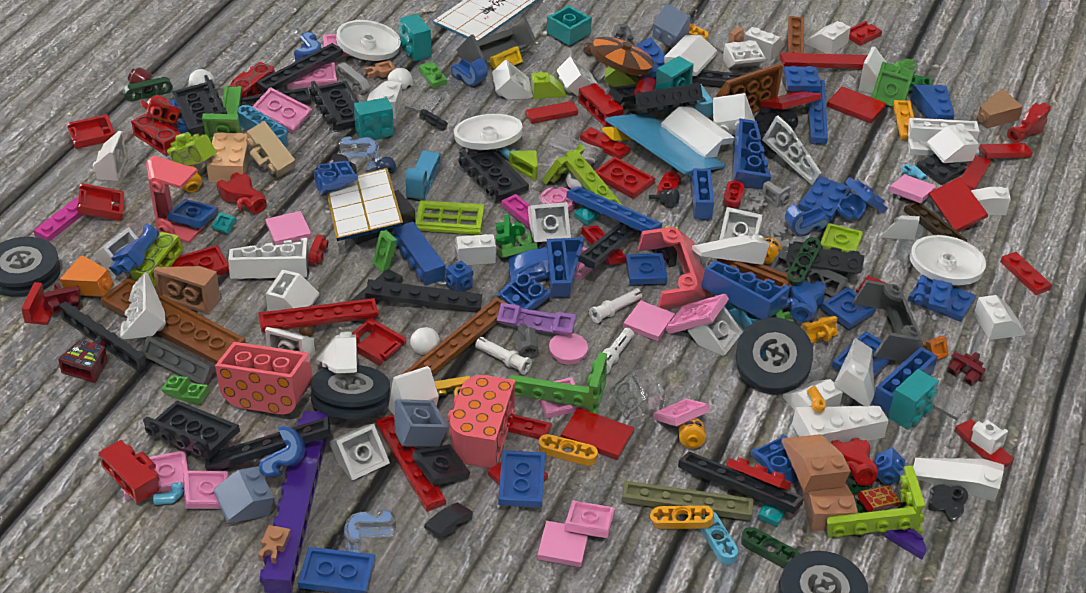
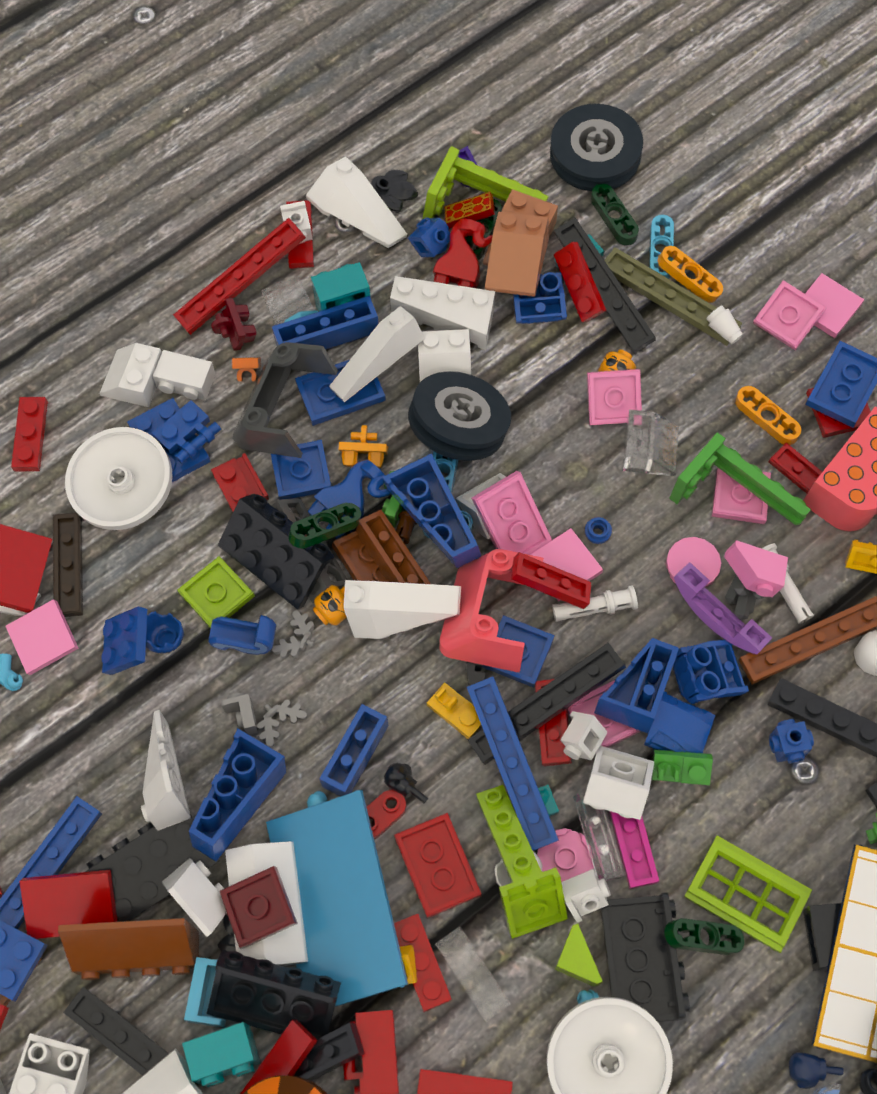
camera: 150 degrees left, 25 degrees up
(419, 254) = (829, 819): blue brick -> none
(420, 179) = (757, 1006): dark azure beam -> none
(473, 172) = (694, 942): none -> dark green beam
(476, 249) = (740, 801): white slope -> none
(508, 231) = (674, 806): green hips -> none
(527, 332) = (757, 568): none -> bright pink slope
(539, 178) = (585, 894): none -> white brick
(583, 228) = (583, 736): none -> white brick
(603, 433) = (718, 412): red tile -> none
(625, 337) = (647, 523): white pin -> none
(634, 480) = (724, 324): none -> white cone
(640, 343) = (598, 523): none -> blue plate
(649, 288) = (551, 580): none -> red plate
(699, 118) = (258, 907): none -> dark red tile
(733, 194) = (300, 744): red plate -> none
(740, 223) = (340, 665): white slope -> none
(818, 401) = (461, 320): light orange arm -> none
(825, 195) = (174, 681): blue plate -> none
(902, 228) = (118, 574): white slope -> none
(968, 328) = (184, 375): none -> white brick
(991, 390) = (239, 275): none -> red tile

